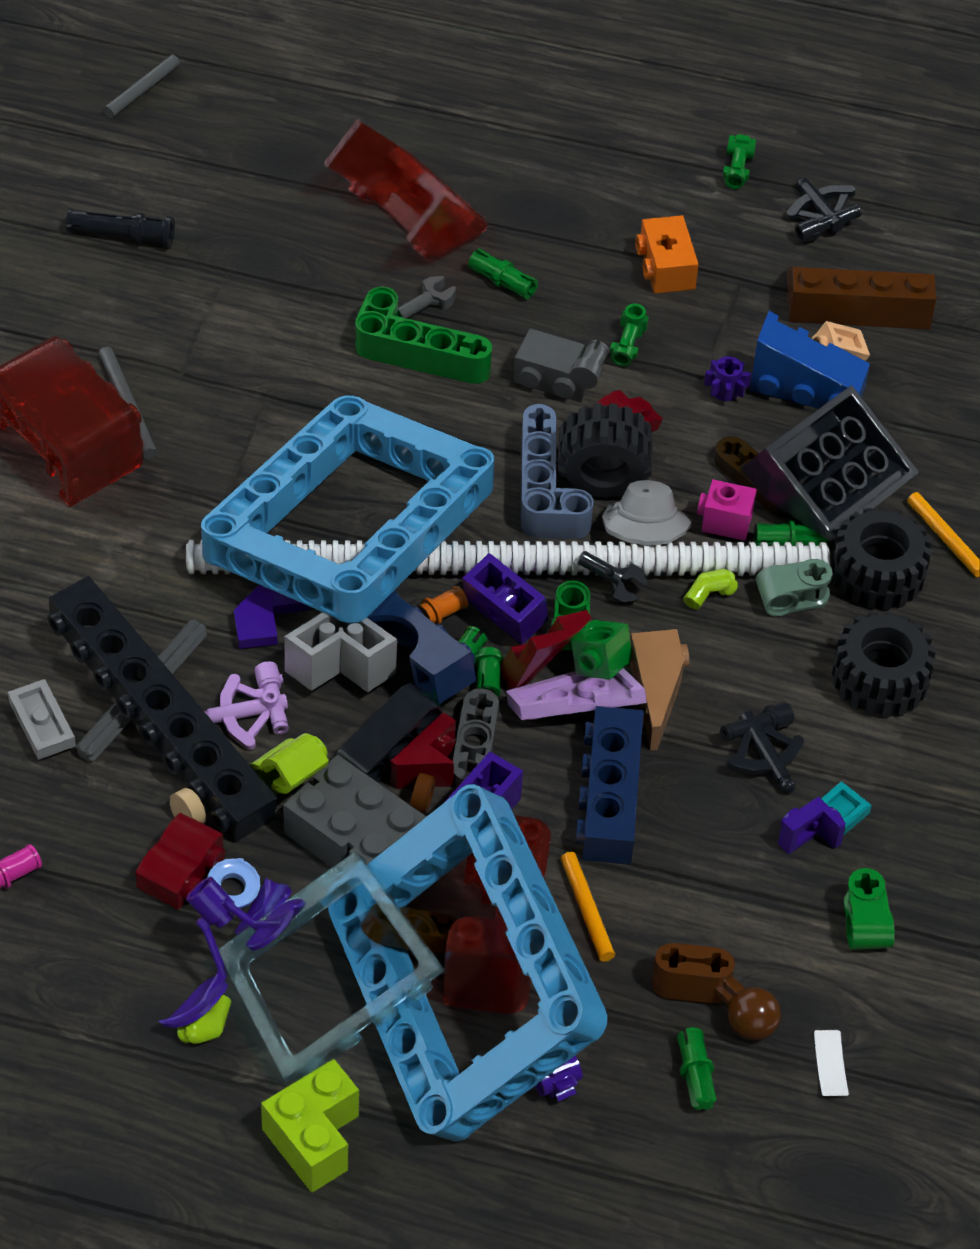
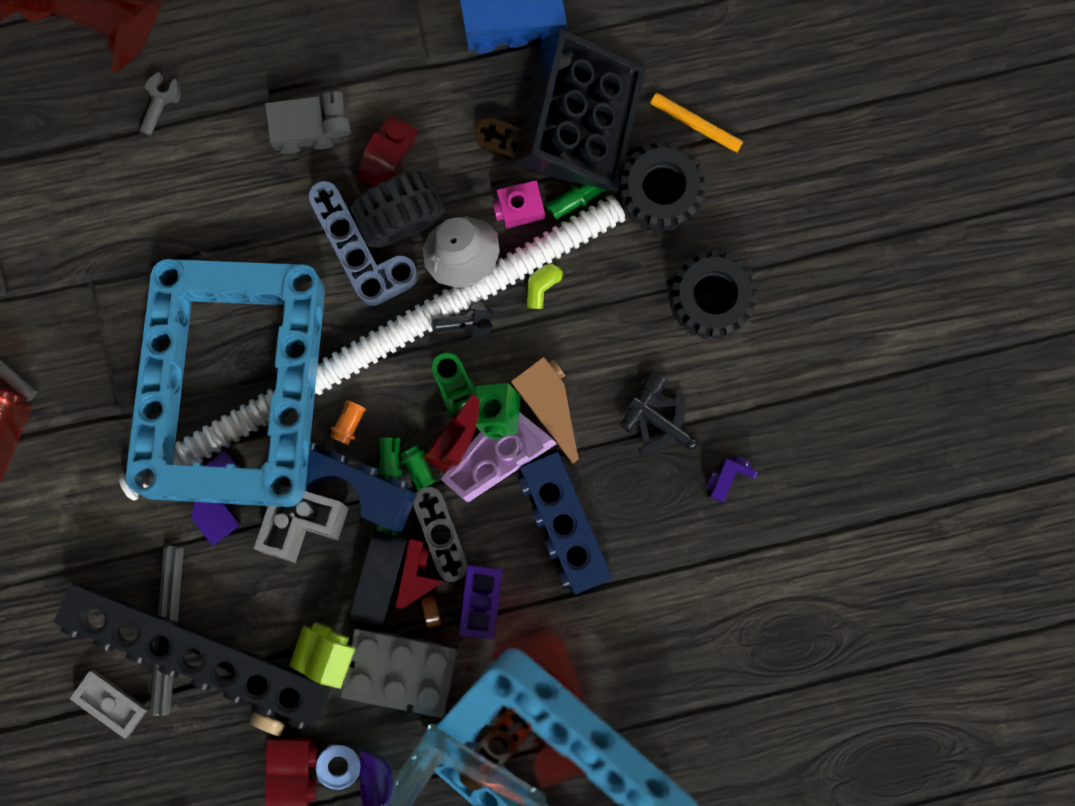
camera: 25 degrees left, 35 degrees up
(267, 704) = (270, 589): lavender piece -> none
(416, 344) = (186, 155): green beam -> none
(503, 273) = (205, 39): green pin -> none
(505, 598) = (395, 398): dark purple brick -> none
(587, 906) = (600, 636): light orange bar -> none
(634, 325) = (342, 36): green bar -> none
(696, 1068) = (749, 736): green axle -> none
(707, 977) = (767, 671): reddish brown beam -> none
(727, 378) = (454, 51): dark purple gear -> none
(791, 589) = (602, 256): sand green piece -> none
(830, 1063) = (836, 671): white sticker -> none
(849, 804) = (741, 440): teal tile -> none
(868, 912) = (809, 539): green piece -> none

